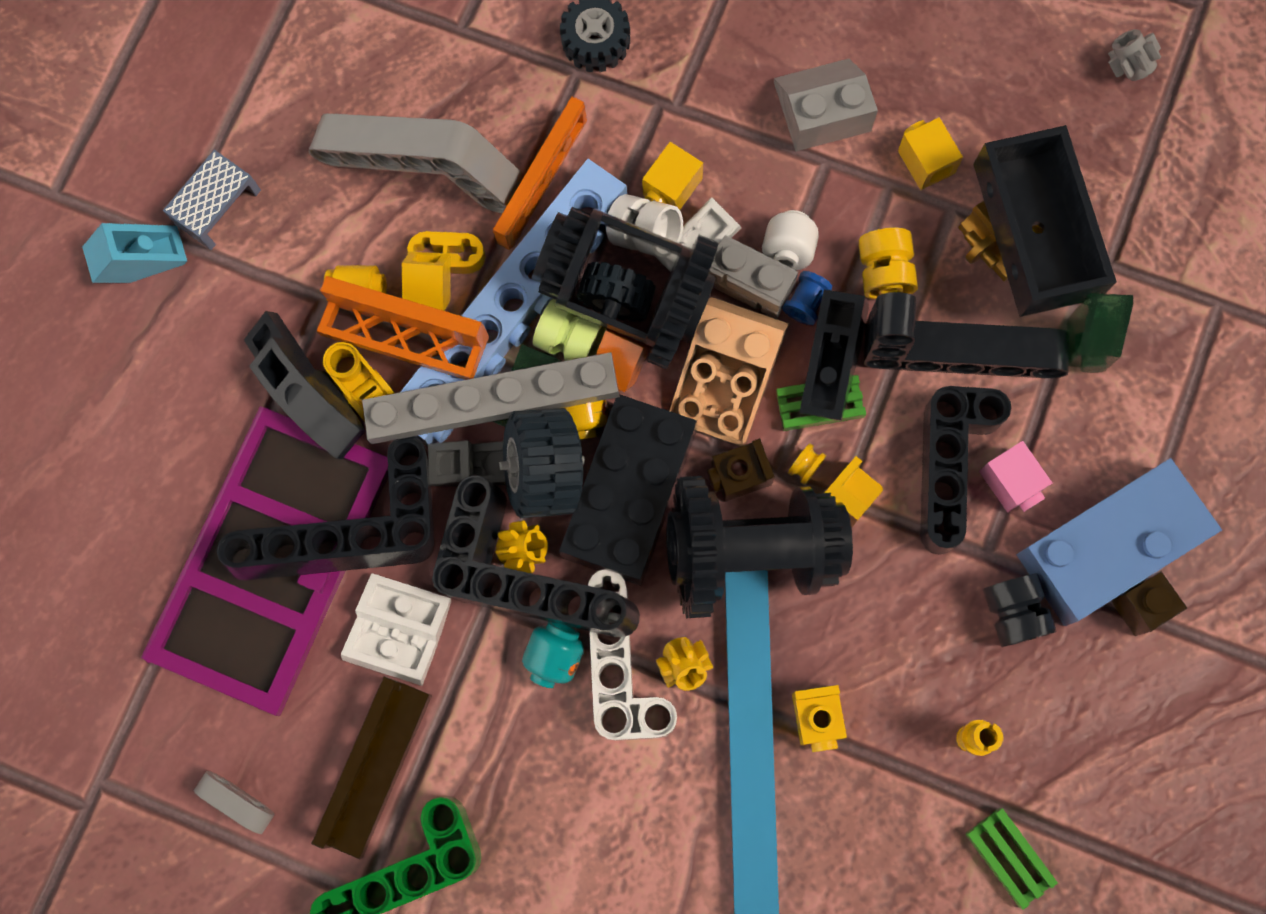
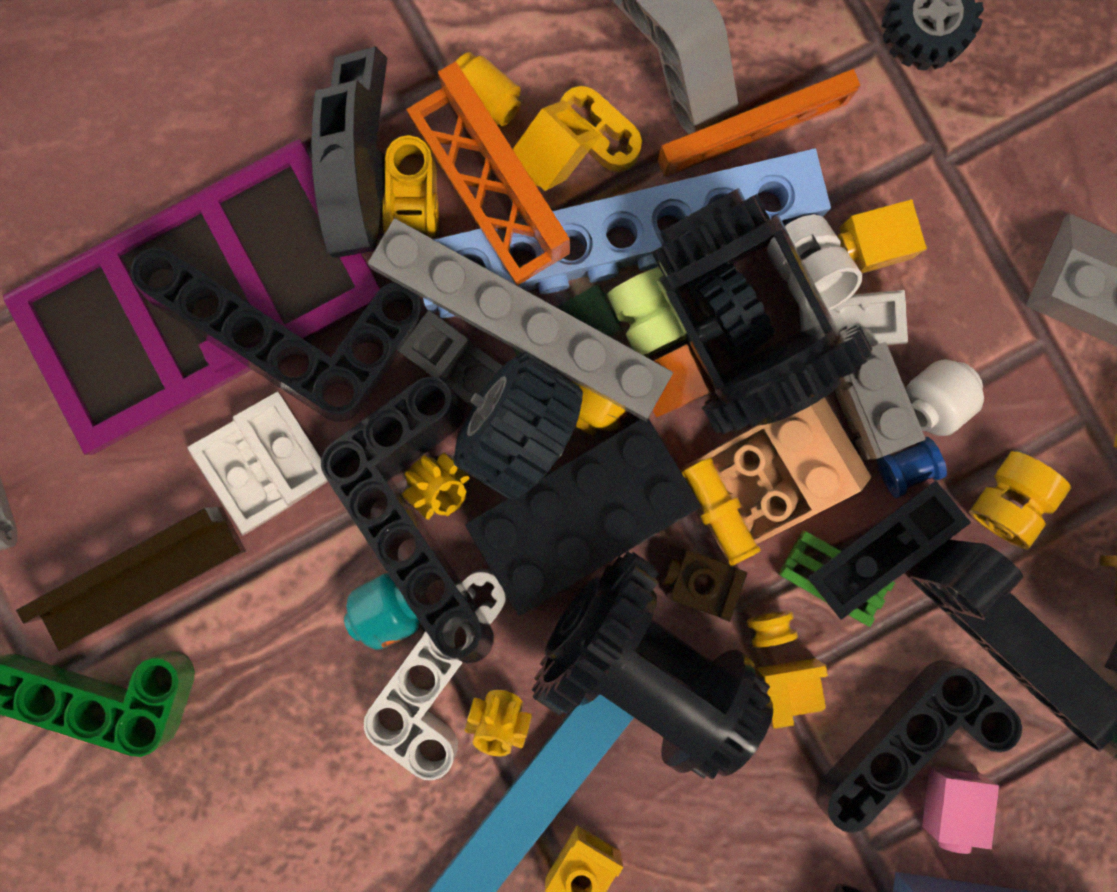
camera: 30 degrees right, 10 degrees up
(712, 415) = (721, 511): none -> yellow pin

